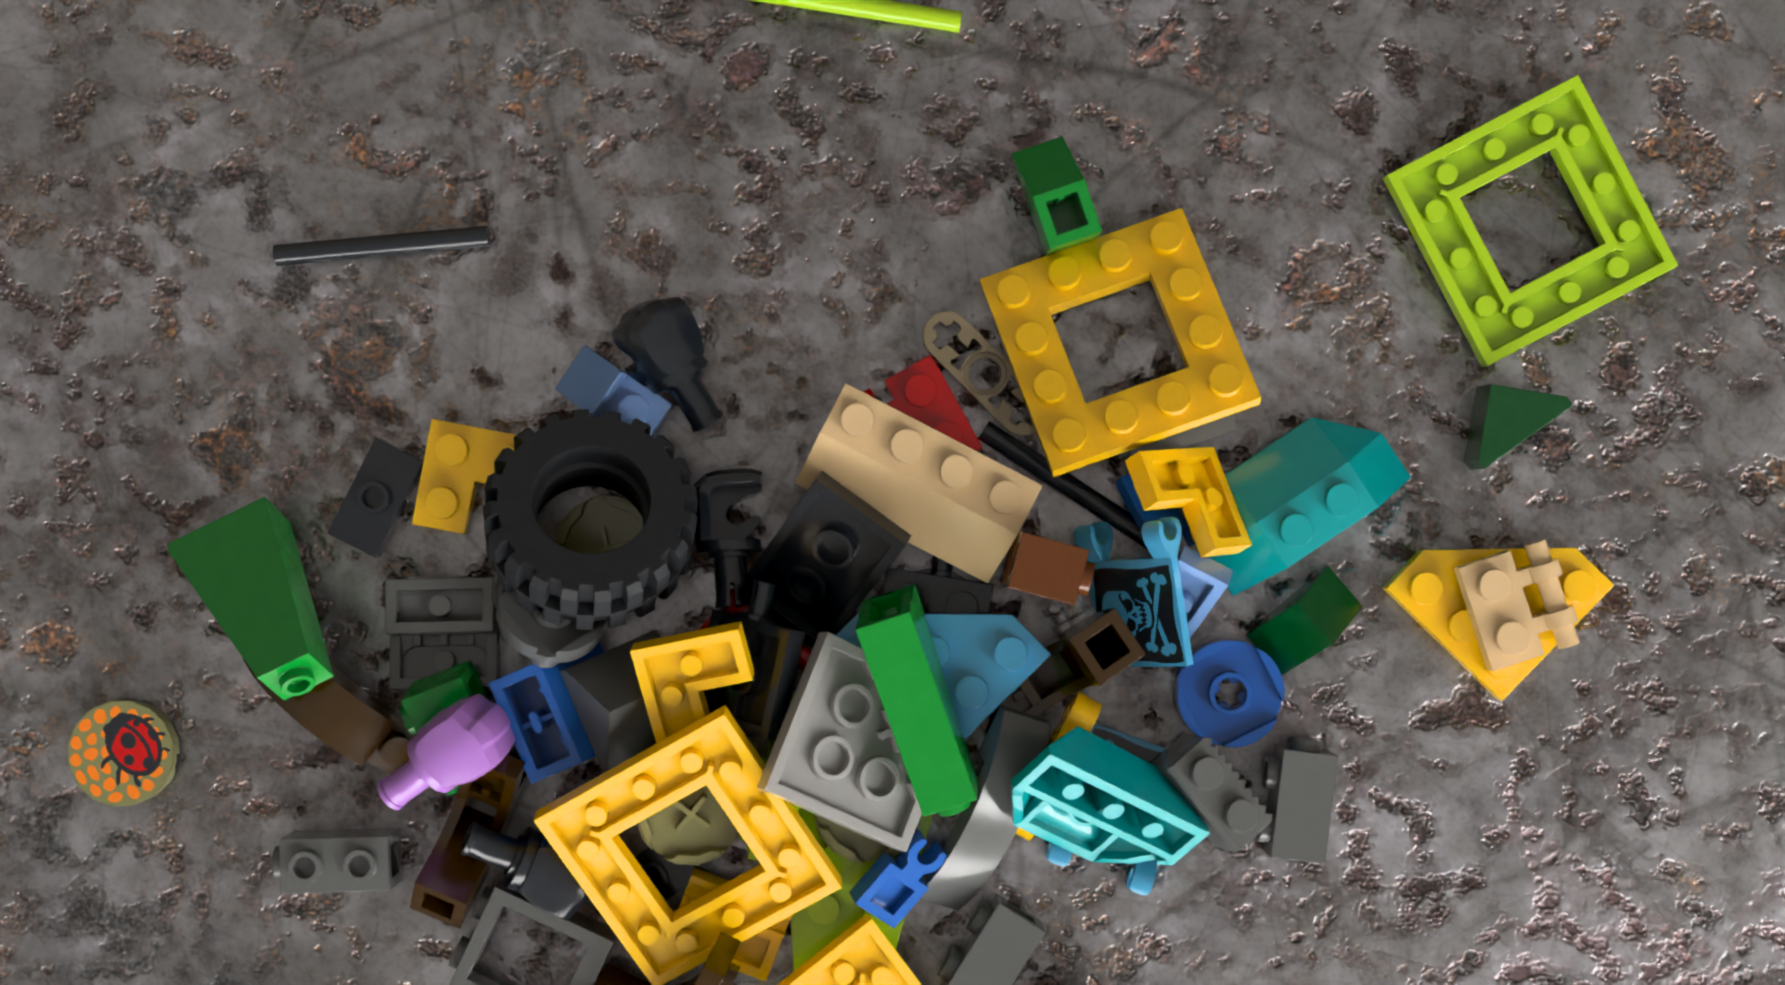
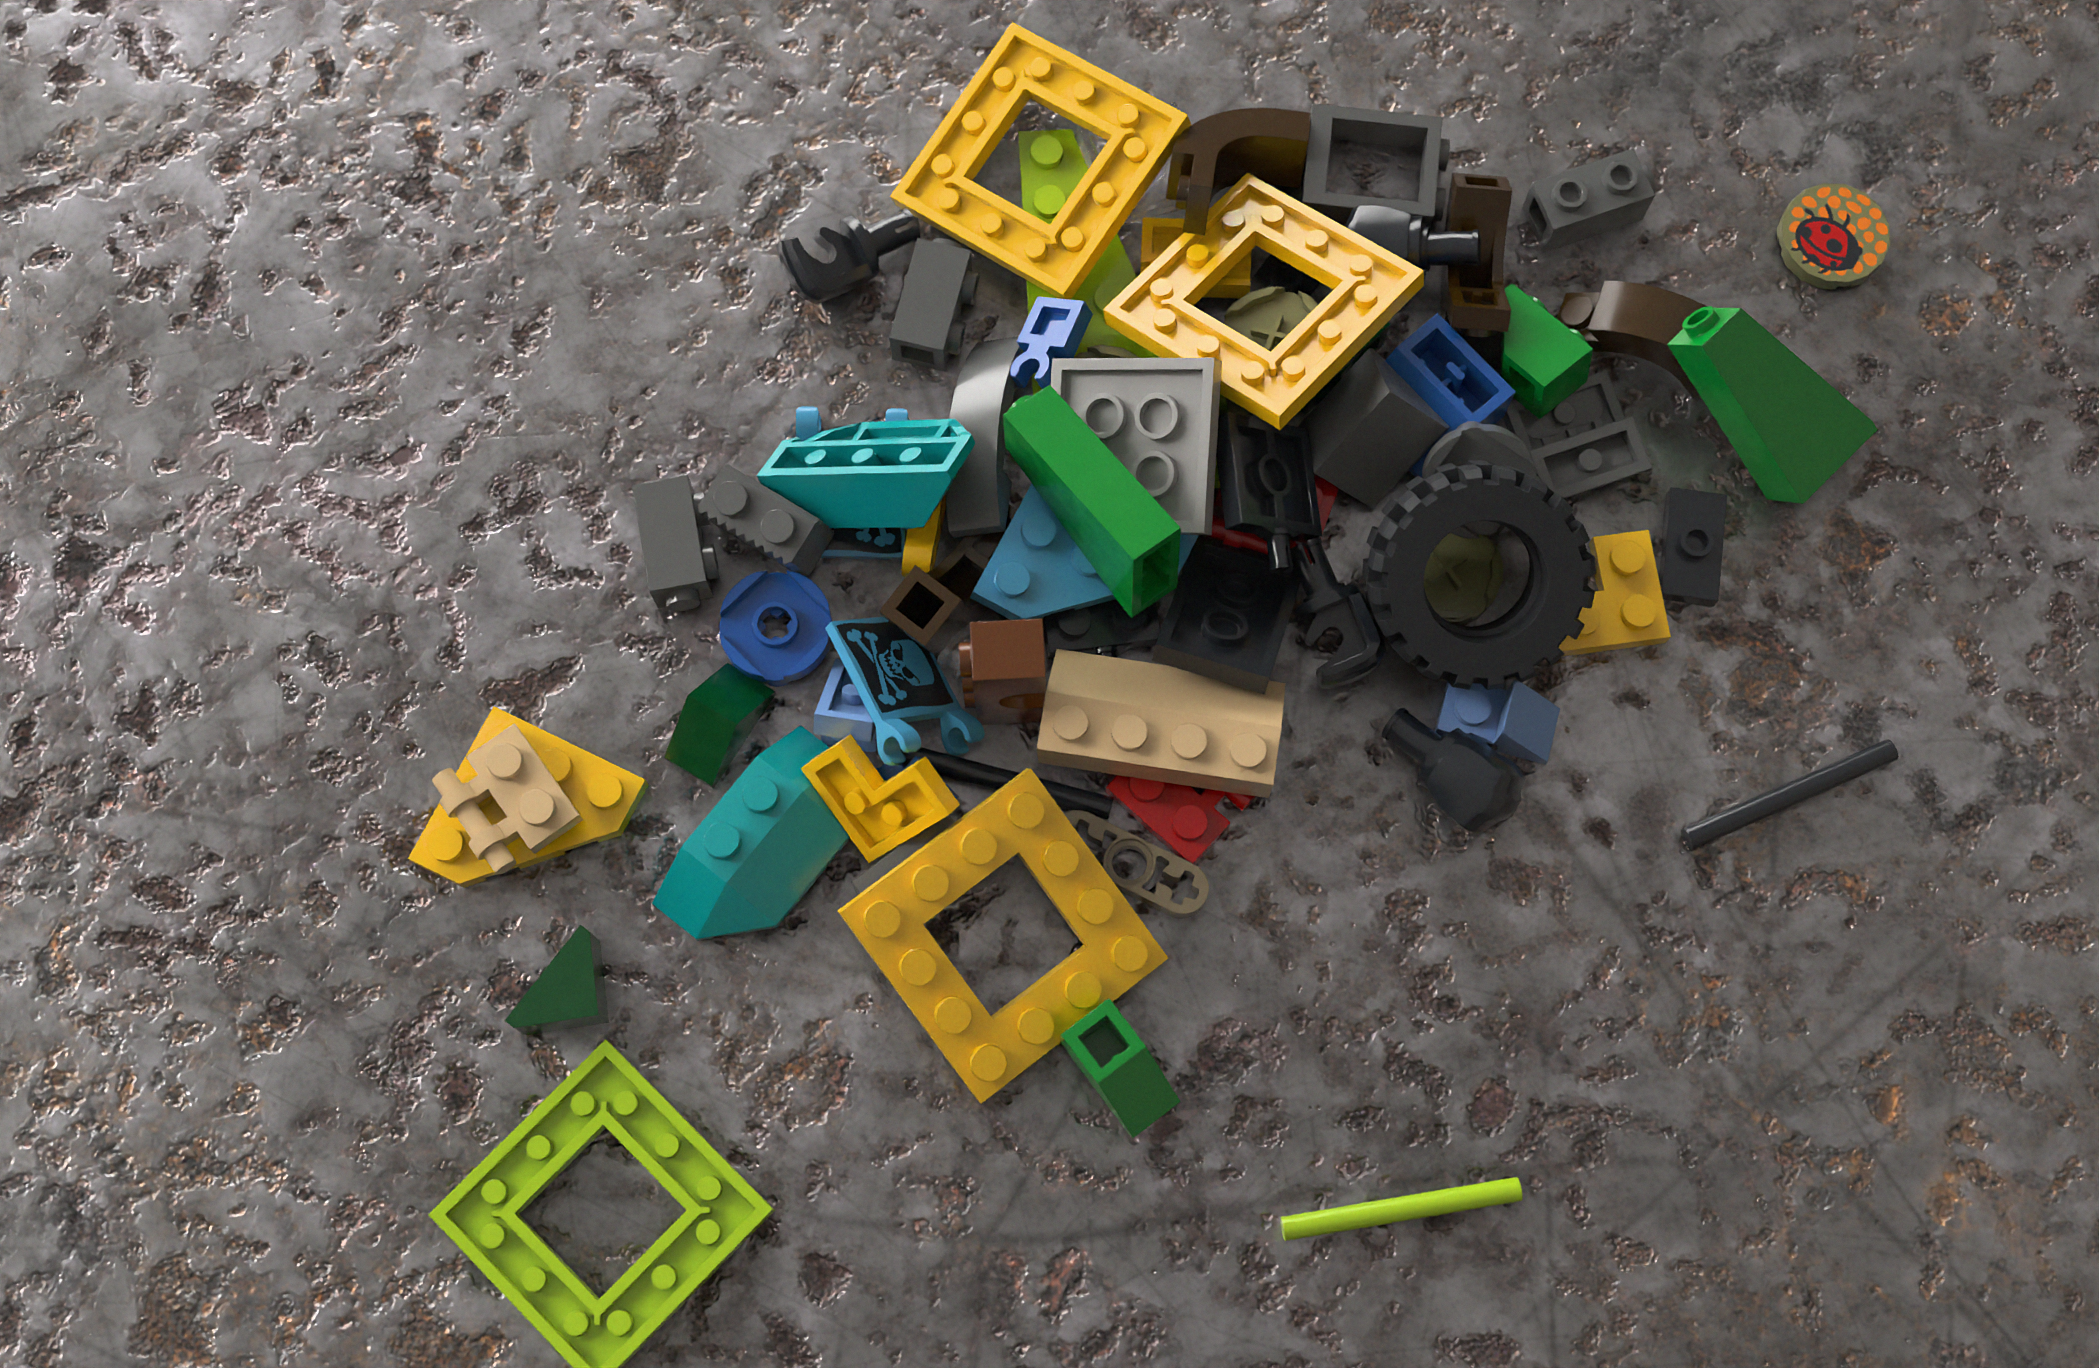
camera: 165 degrees right, 15 degrees down
(451, 750) = (1525, 315): medium lavender piece -> none
(683, 665) = (1333, 452): yellow plate -> none

